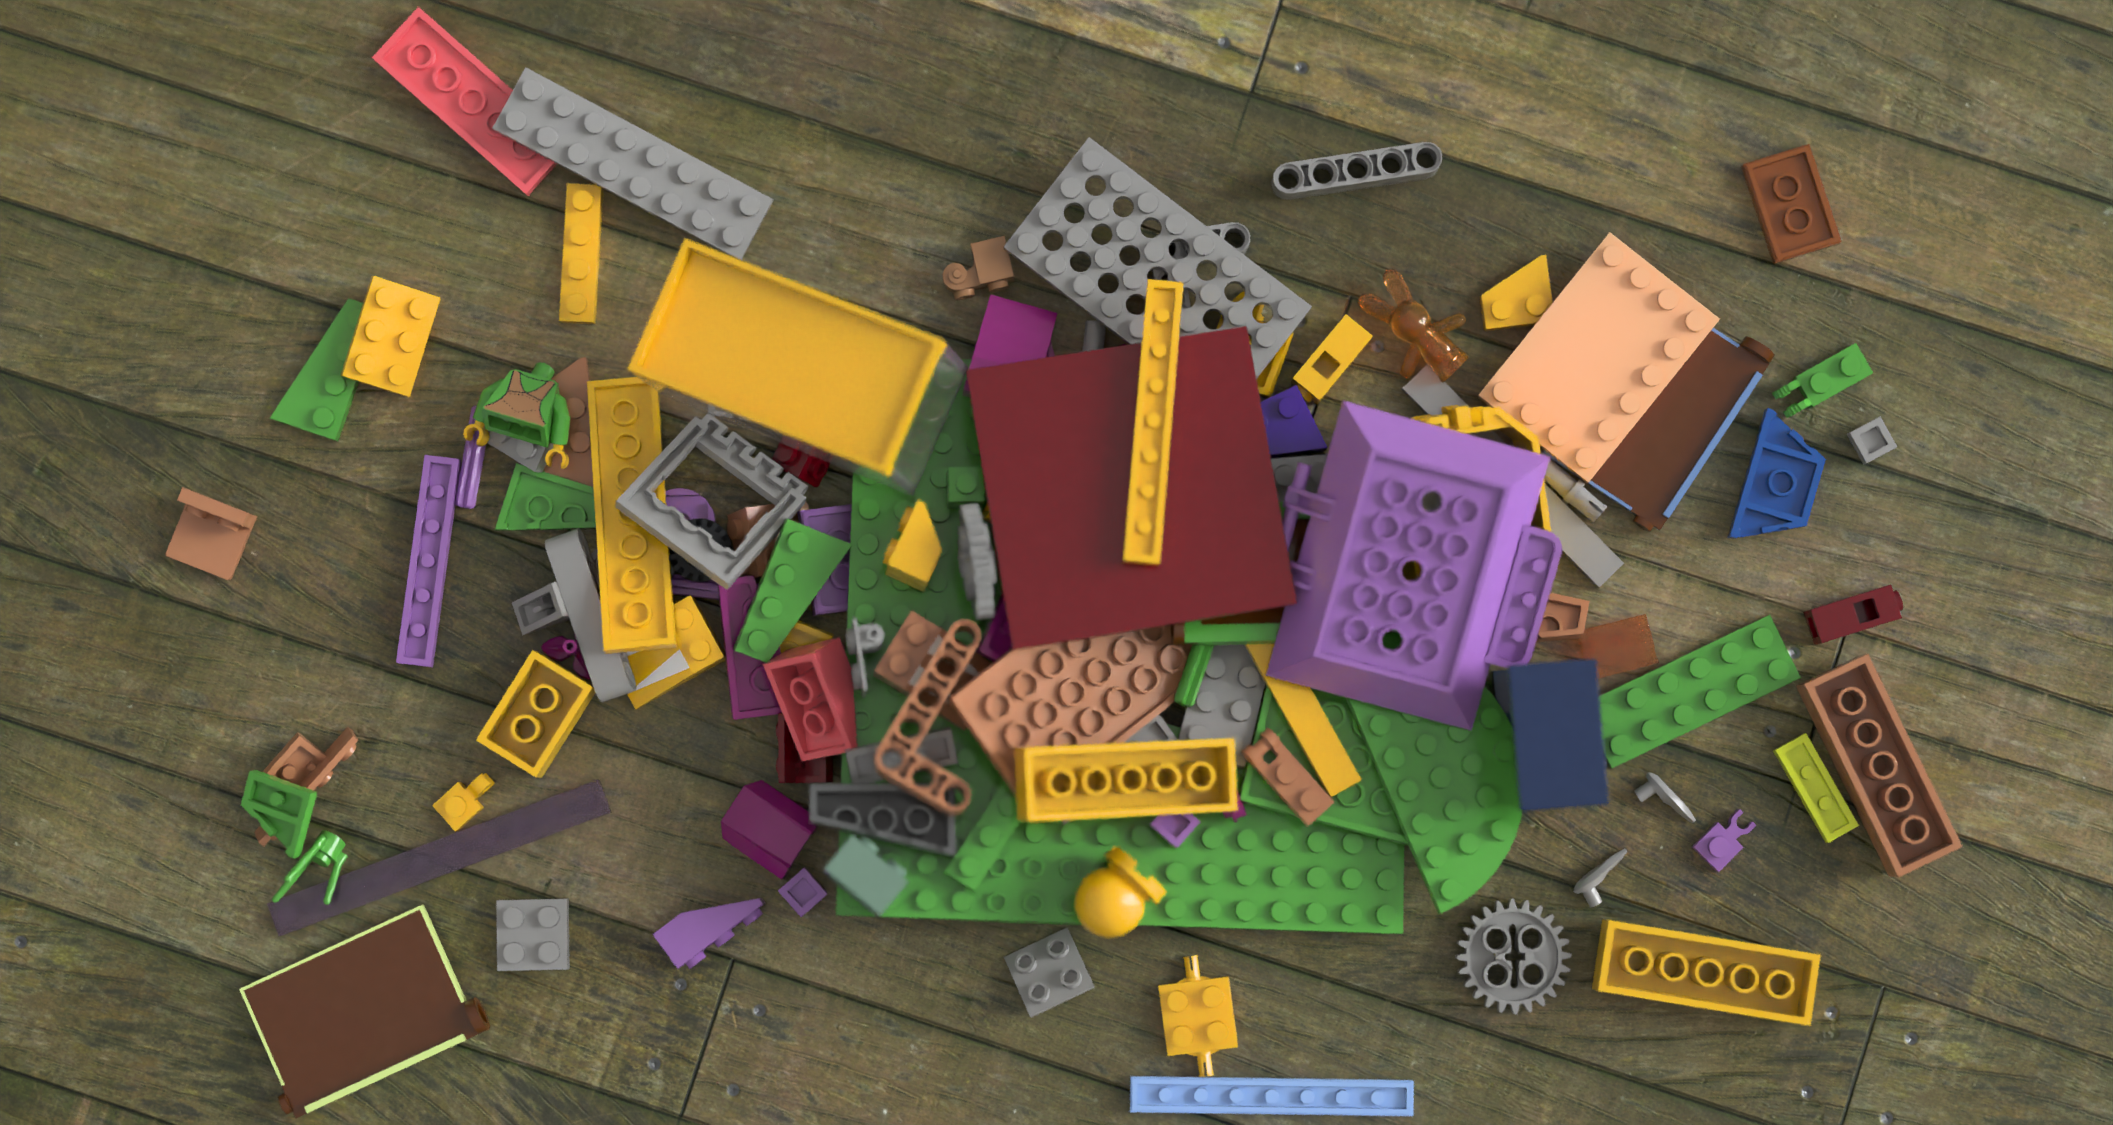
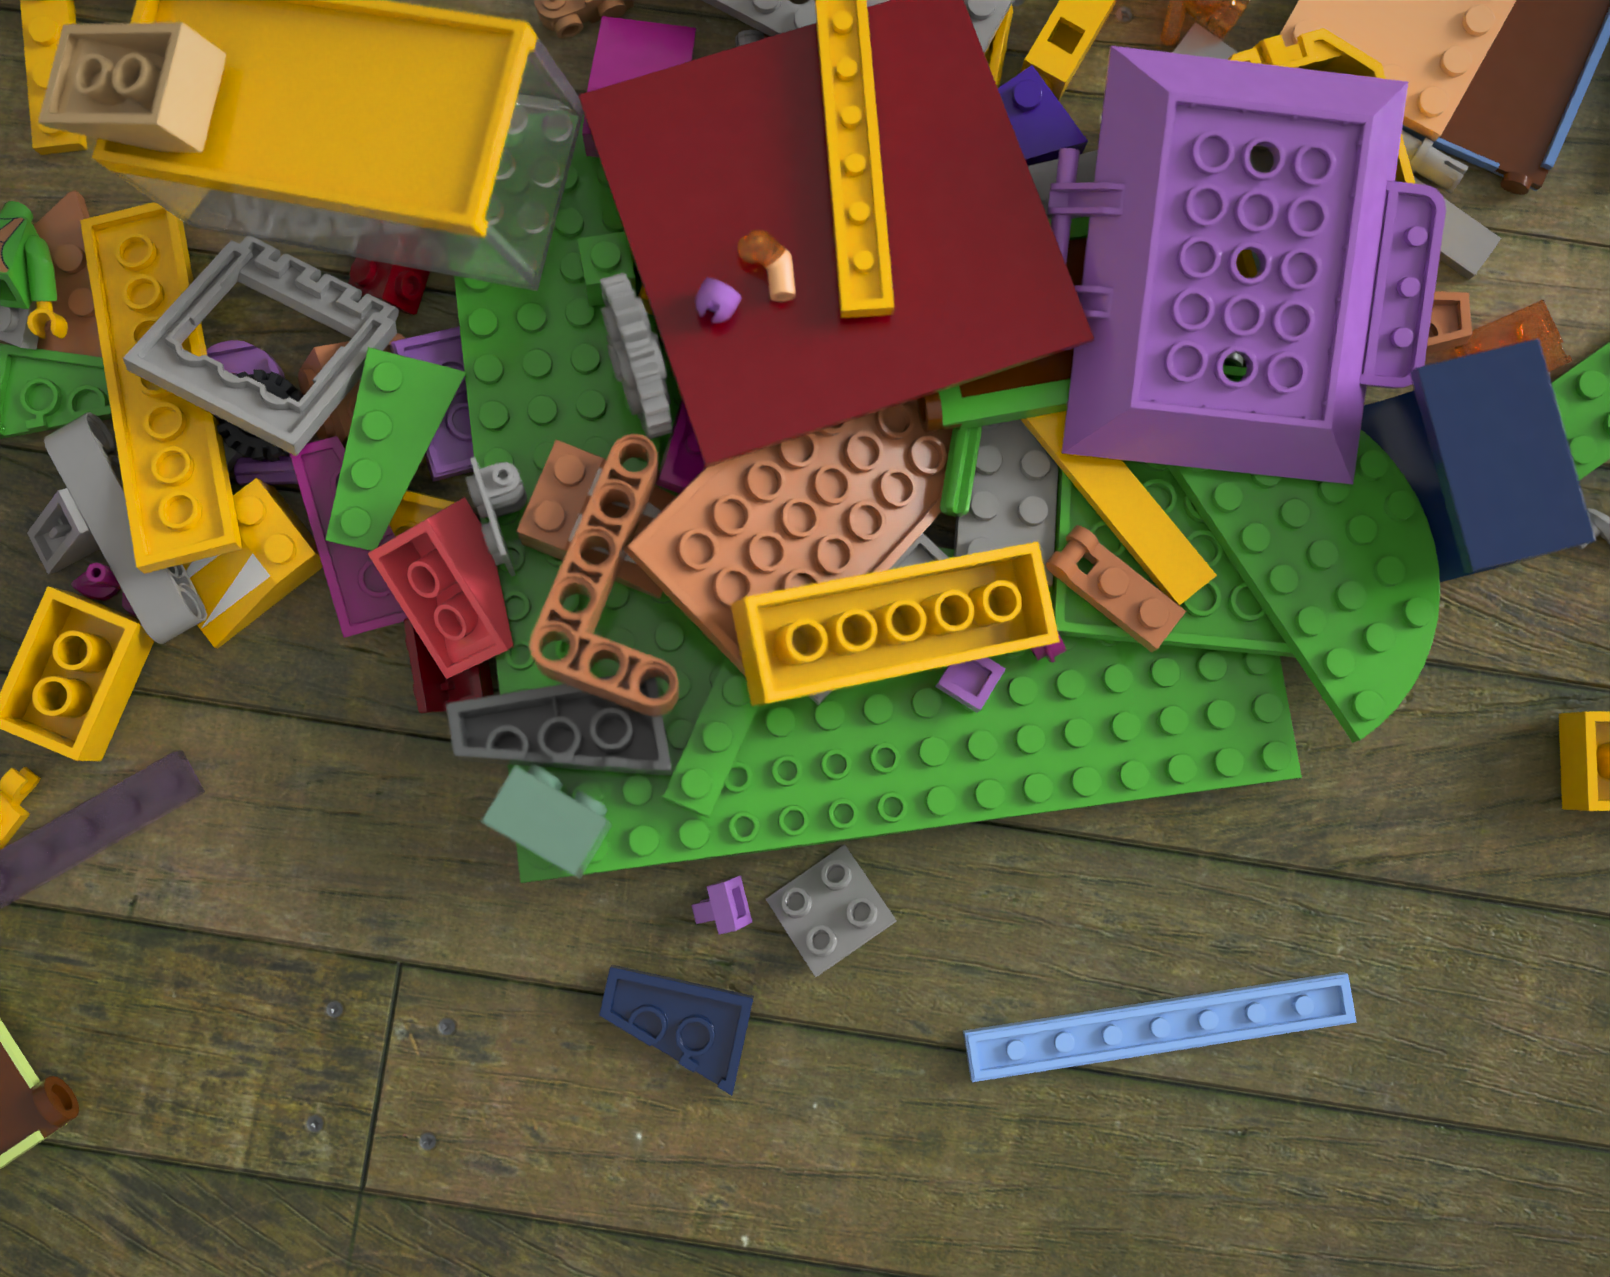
camera: 15 degrees left, 0 degrees up
(532, 934) = (120, 976): light grey plate -> none
(665, 328) = (134, 84): none -> tan slope
(696, 930) = (335, 937): medium lavender slope -> none
(767, 827) = (416, 778): magenta slope -> none
(803, 892) = (478, 857): medium lavender plate -> none
(916, 552) = (549, 360): yellow slope -> none
(930, 1032) = (682, 1018): none -> dark blue wing
(936, 748) = (619, 622): light grey plate -> none
(975, 956) = (725, 905): none -> medium lavender tile
(1040, 536) = (716, 298): none -> medium lavender hinge
(1083, 511) = (766, 250): none -> arm
(1114, 897) = (906, 794): yellow tile -> none
(1198, 1016) = (1042, 935): yellow plate -> none
(1545, 954) = (1494, 773): light grey gear -> none
(1594, 877) = (1539, 659): light grey bar -> none

